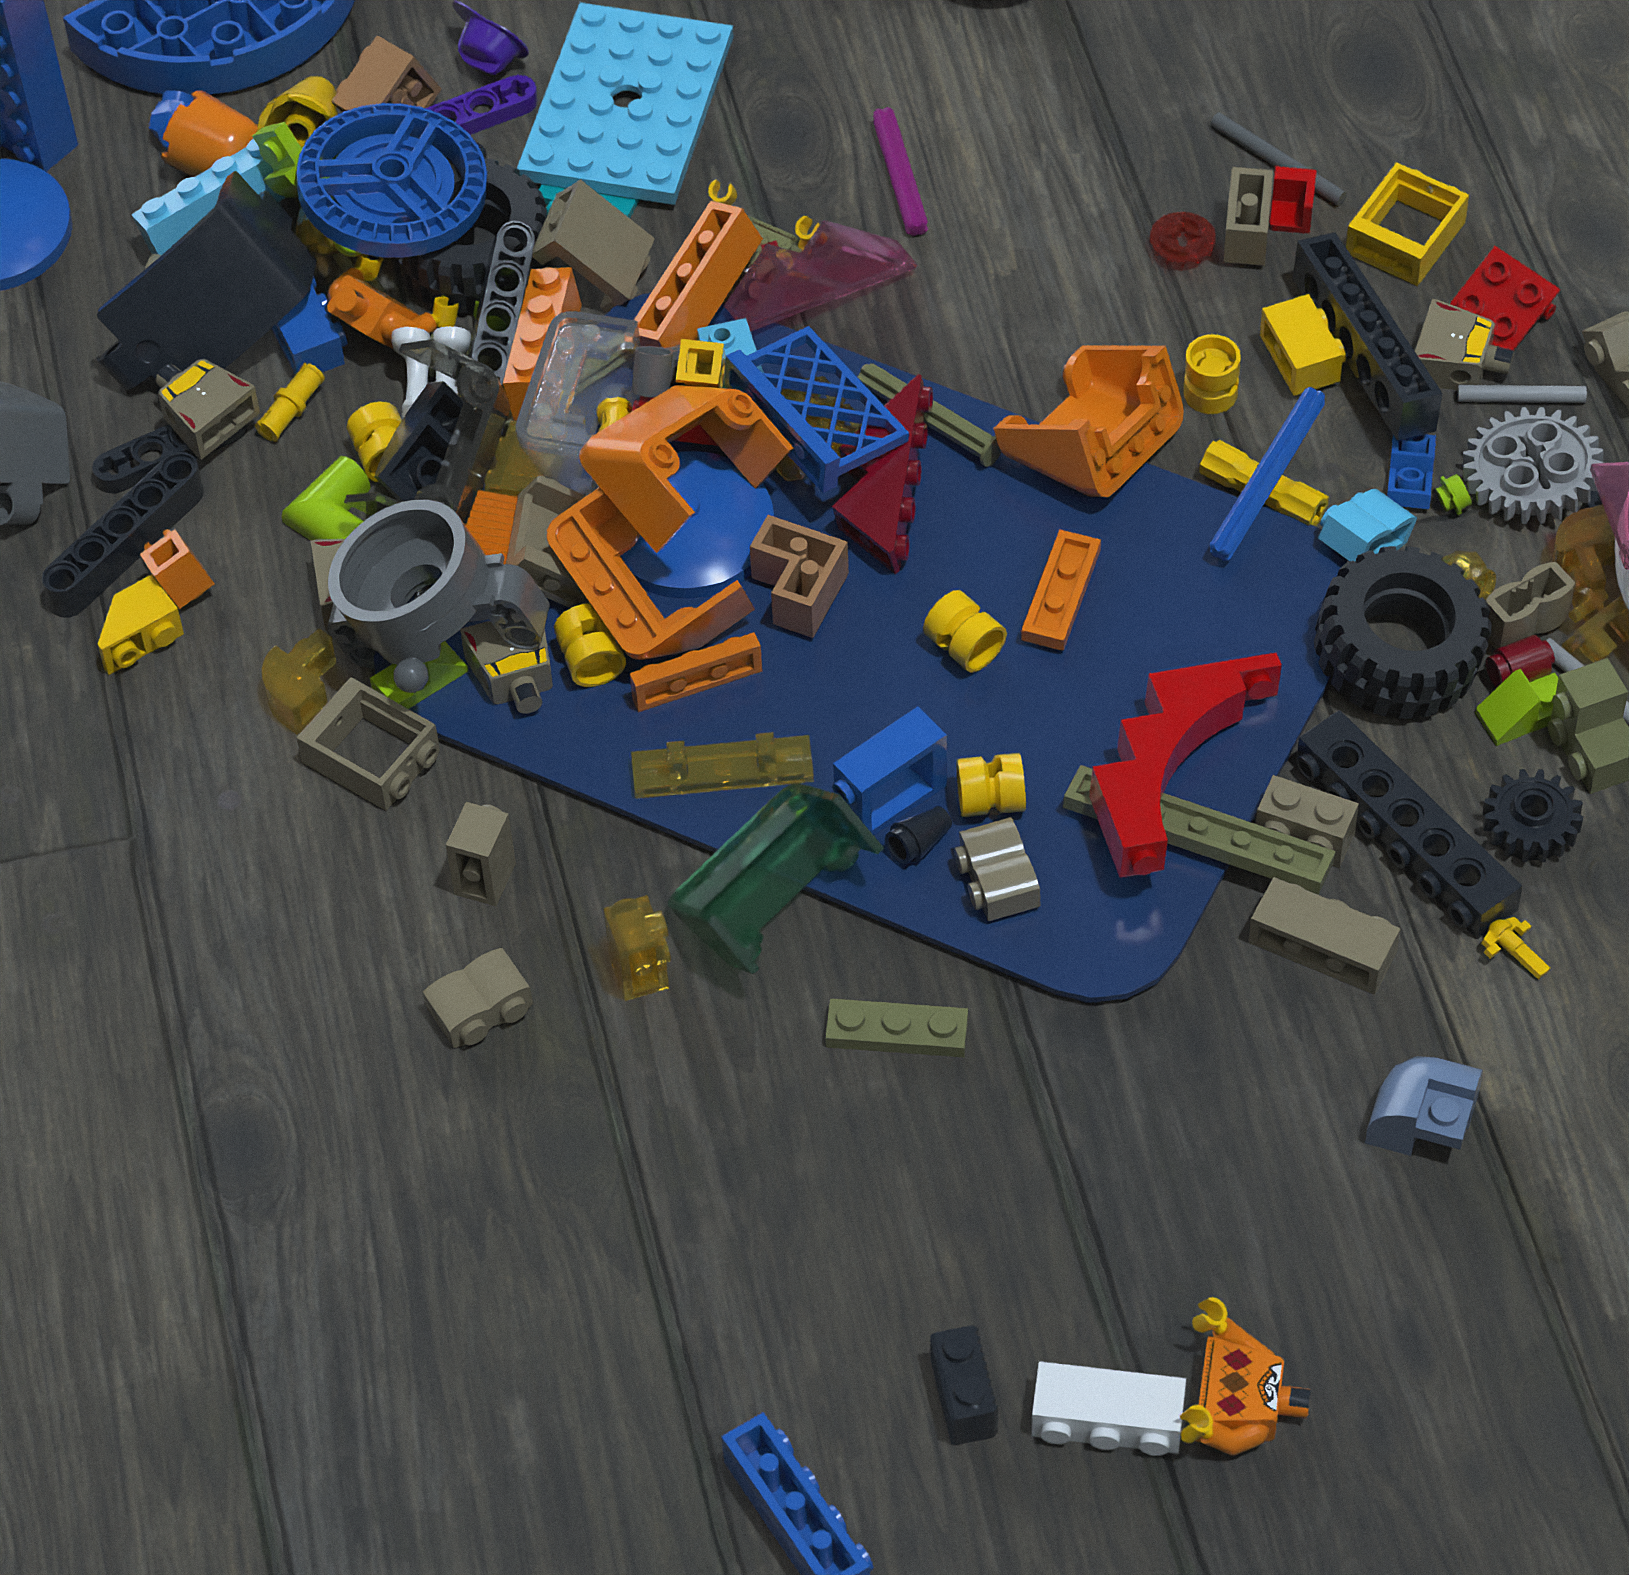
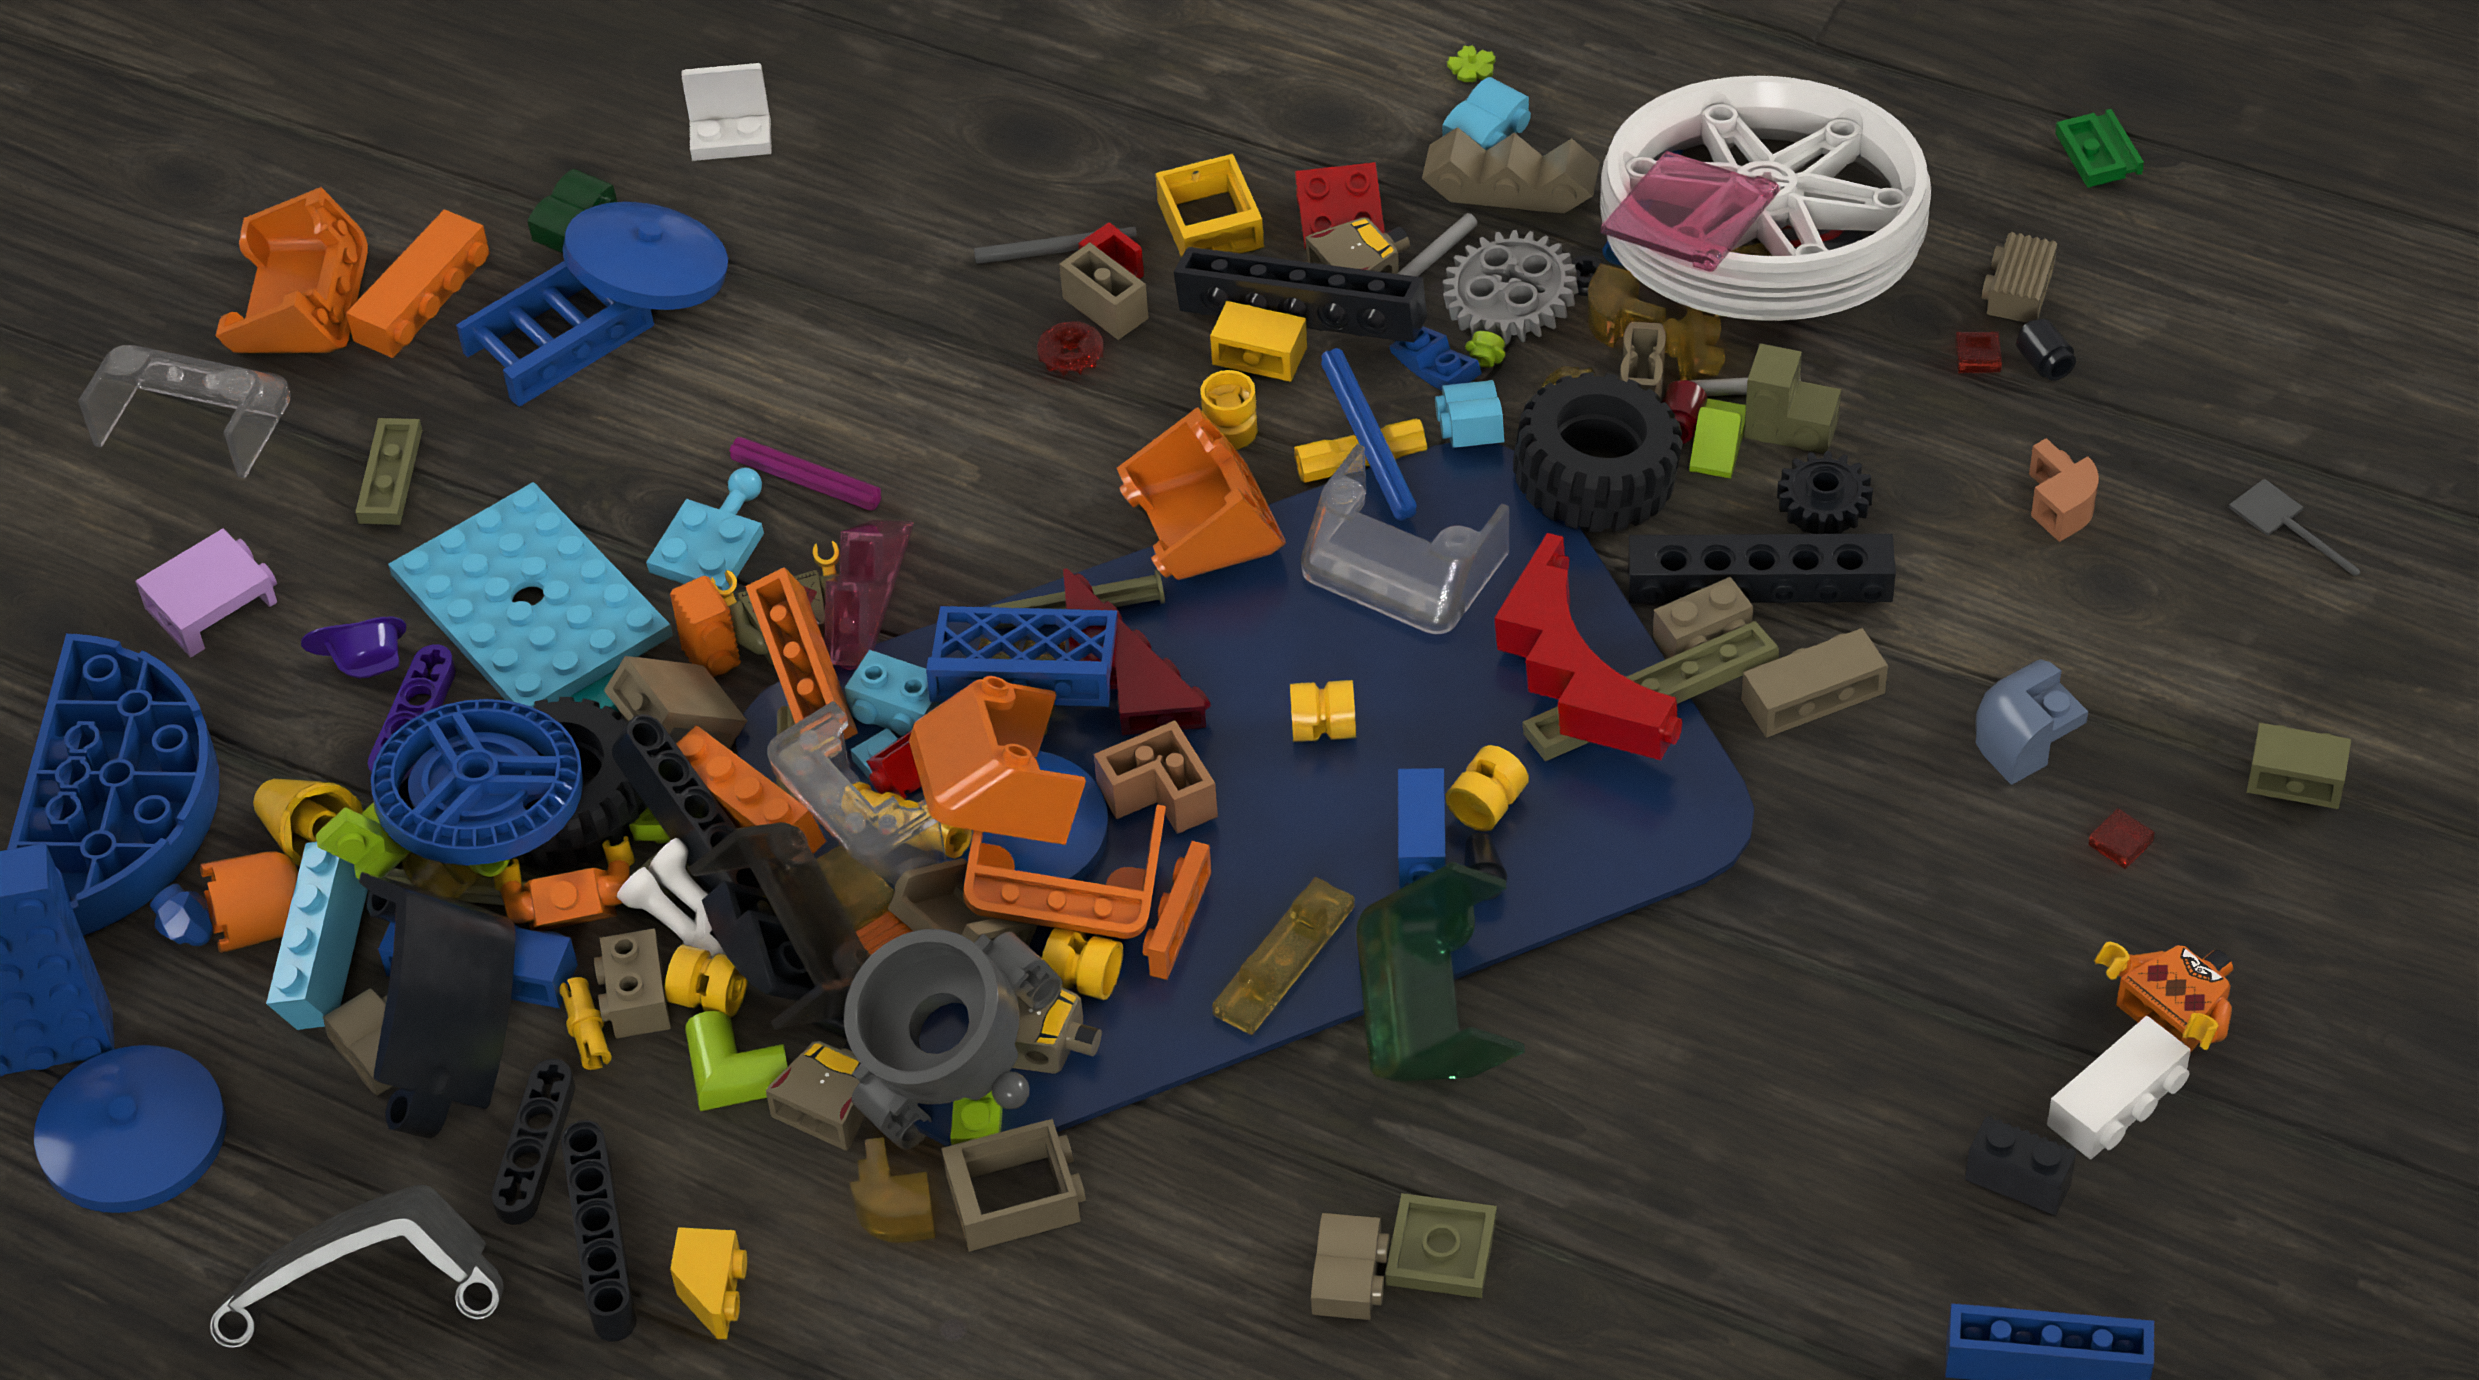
camera: 50 degrees left, 5 degrees down
(176, 568) = (680, 1204): orange brick -> none
(205, 404) = (532, 1078): dark tan torso -> none
(330, 405) = (634, 983): none -> dark tan brick
(386, 76) = (339, 737): medium nougat brick -> none
(481, 853) = (1216, 1167): dark tan brick -> none
(556, 1047) = (1441, 1245): none -> olive tile
(637, 946) = (1414, 1117): clear yellow brick -> none
(654, 370) = (872, 731): dark grey piece -> none
(679, 206) = (705, 626): none -> orange brick
(701, 363) = (904, 702): yellow brick -> none
(783, 164) = (709, 538): none -> medium azure plate
(897, 1027) = (1638, 1005): olive plate -> none
(998, 869) = (1568, 835): dark tan brick -> none
(1061, 590) = (1340, 630): orange plate -> none
(1155, 613) = (1393, 569): none -> clear windscreen
(1377, 1254) = (2121, 838): none -> clear red tile
(1502, 932) = (1914, 584): yellow piece -> none
(1569, 1332) = (2299, 765): none -> olive brick

